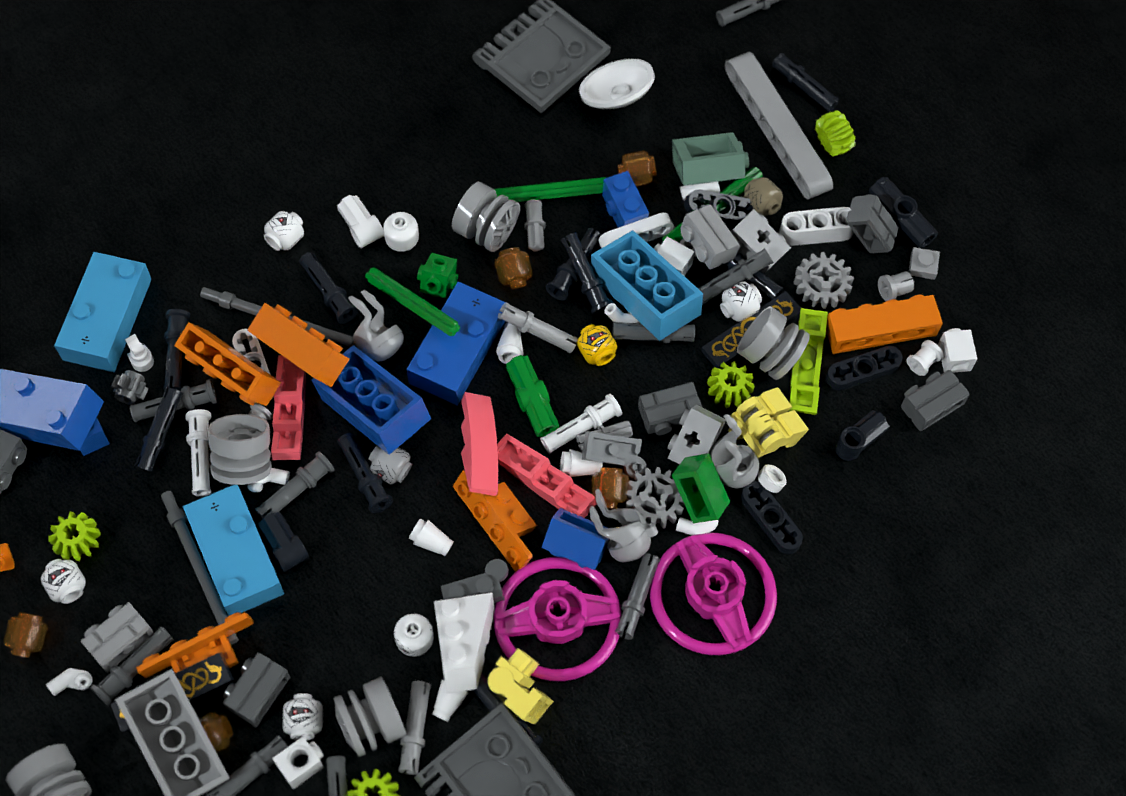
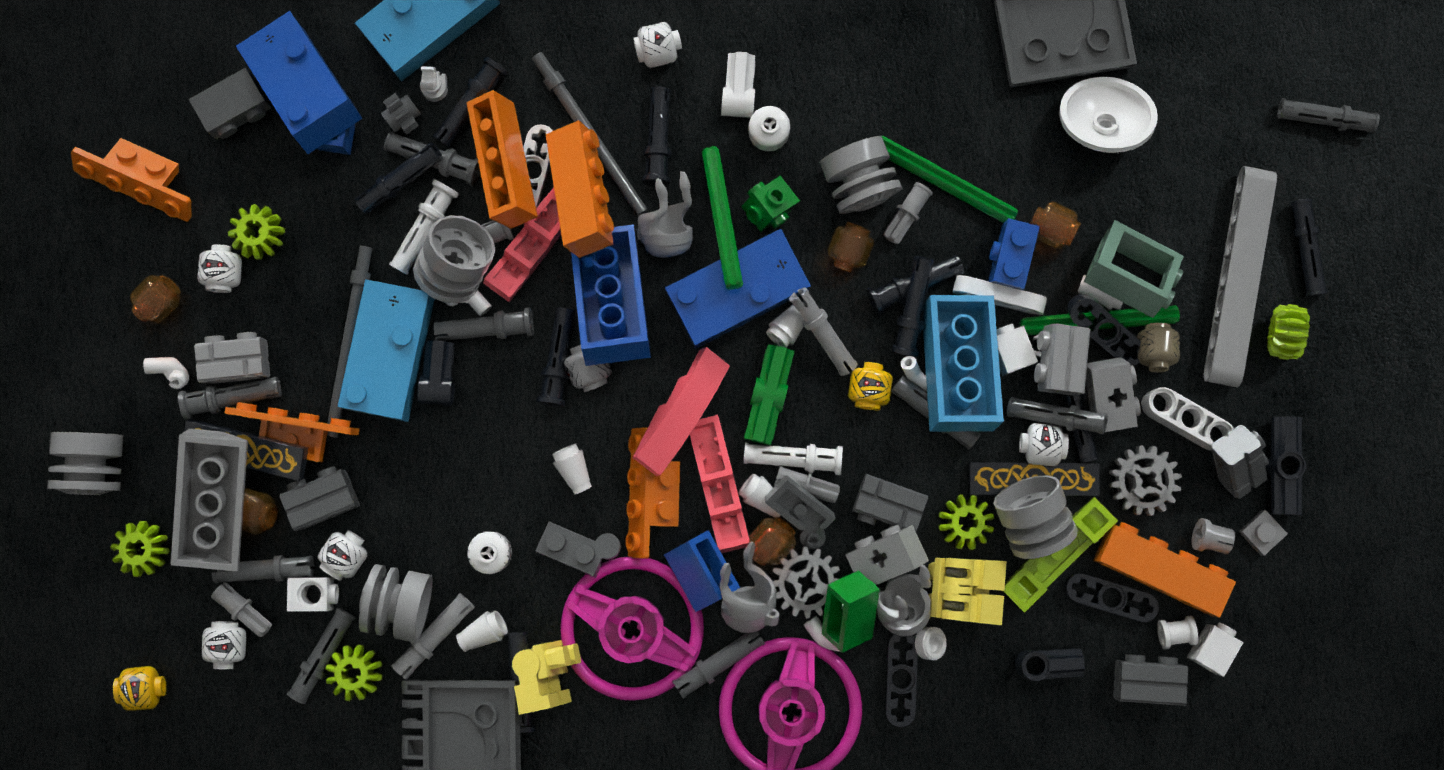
camera: 35 degrees right, 20 degrees up
(463, 637) = (527, 591): white wedge -> none

